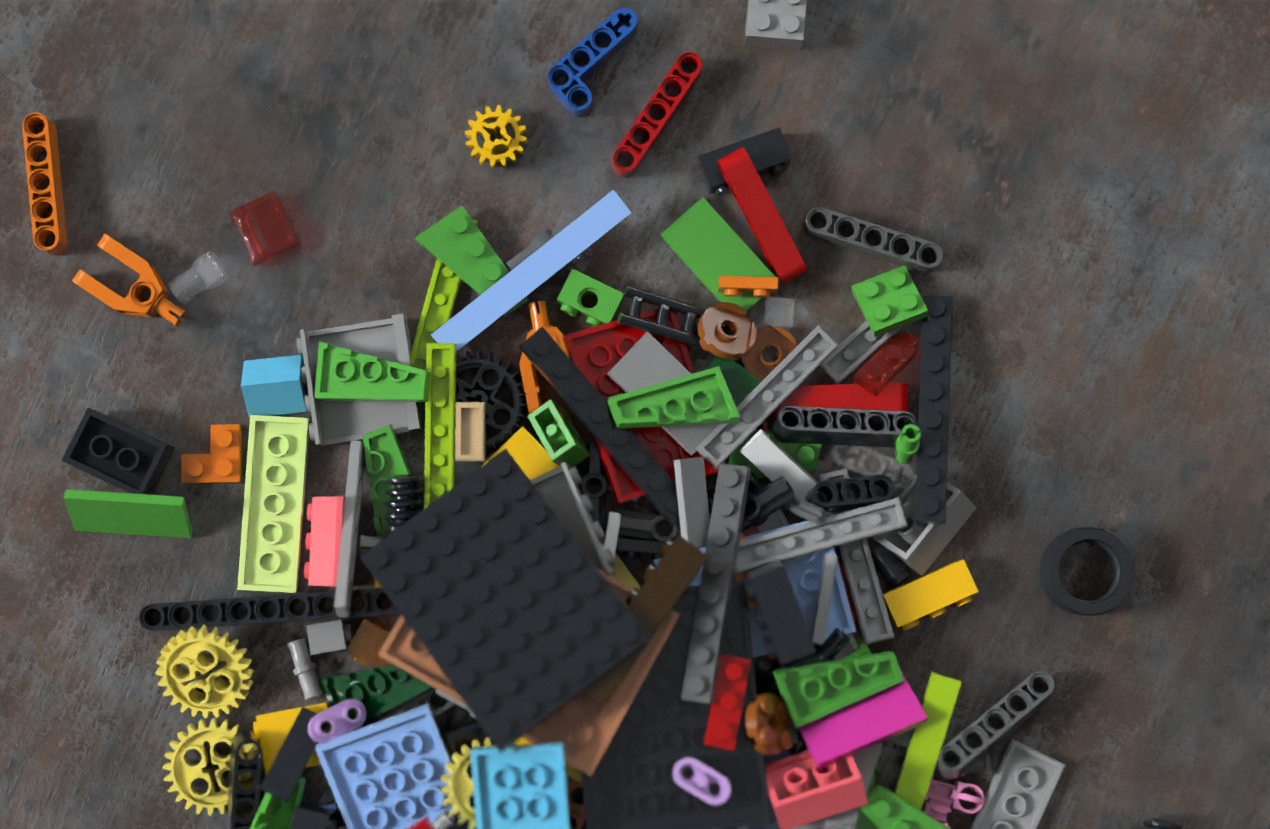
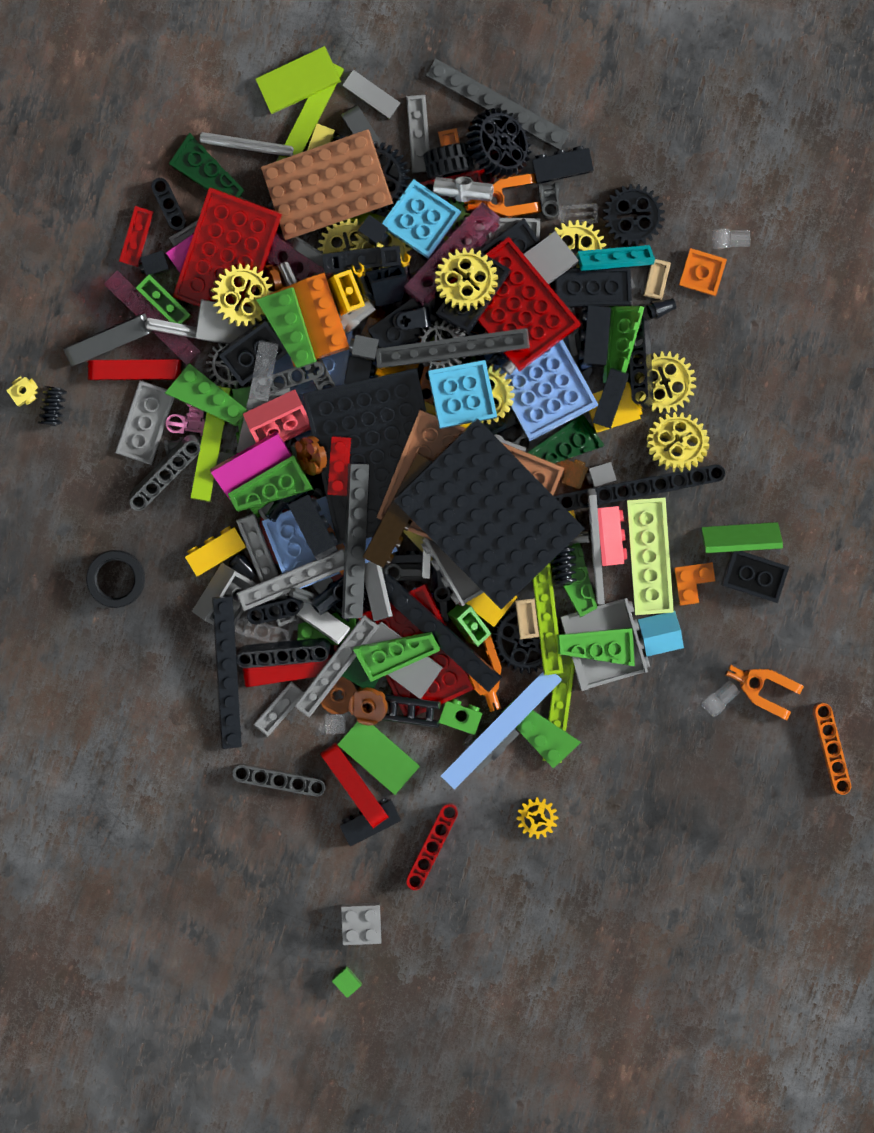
camera: 170 degrees right, 5 degrees up
(272, 223) = (677, 741): clear red plate -> none
(305, 669) = (614, 452): light grey pin -> none
(337, 719) = (586, 423): lavender plate -> none
(597, 57) = (478, 881): blue beam -> none
(701, 780) = (349, 416): lavender plate -> none
(736, 285) = (365, 737): orange plate -> none
(824, 598) = (284, 539): light grey tile -> none
(887, 363) = (260, 698): clear red hinge -> none
(889, 301) = (263, 740): bright green plate -> none
(907, 444) = (242, 646): bright green pin -> none

